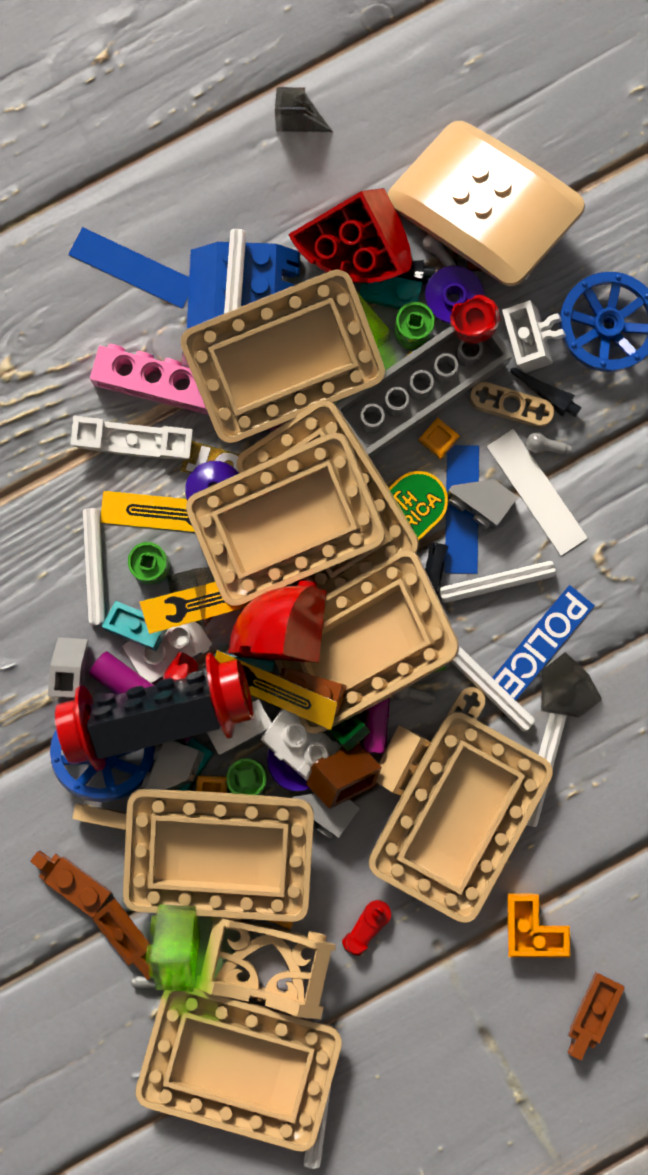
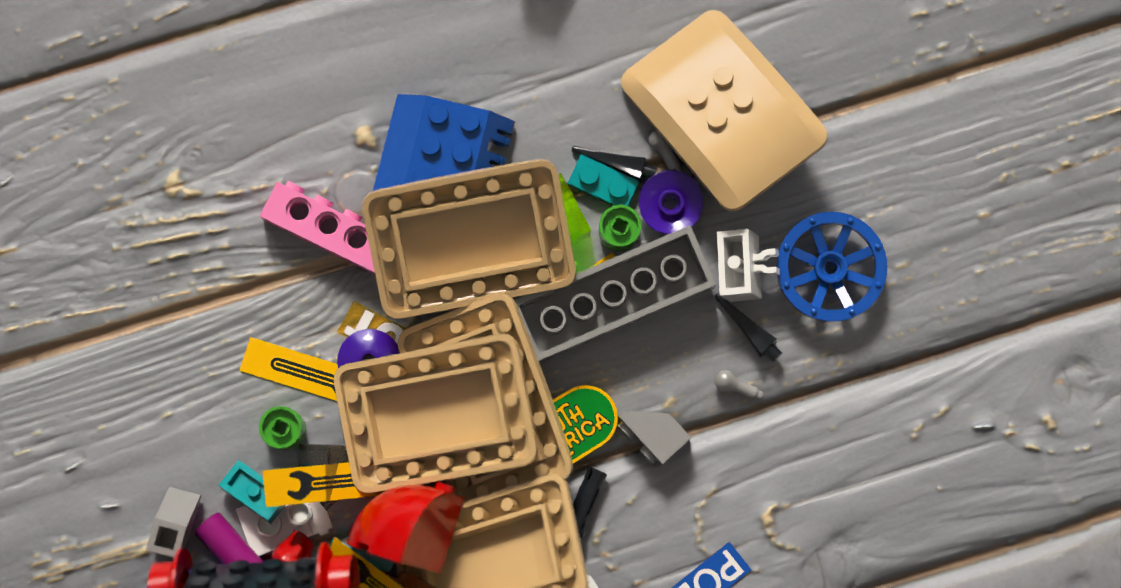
camera: 10 degrees right, 0 degrees up
(94, 566) = (223, 417): white axle -> none
(131, 267) = (329, 99): blue sticker -> none
(131, 439) = (291, 288): white slope -> none
(235, 269) = (437, 134): white axle -> none
(358, 238) = (578, 126): red brick -> none
(439, 438) = (622, 354): light orange tile -> none
(460, 526) = (625, 458): blue sticker -> none
(475, 319) = (682, 240): red hair -> none
(497, 581) = (652, 523): white axle -> none
(522, 398) = (710, 347): tan beam -> none
(537, 492) = (716, 434): white sticker -> none

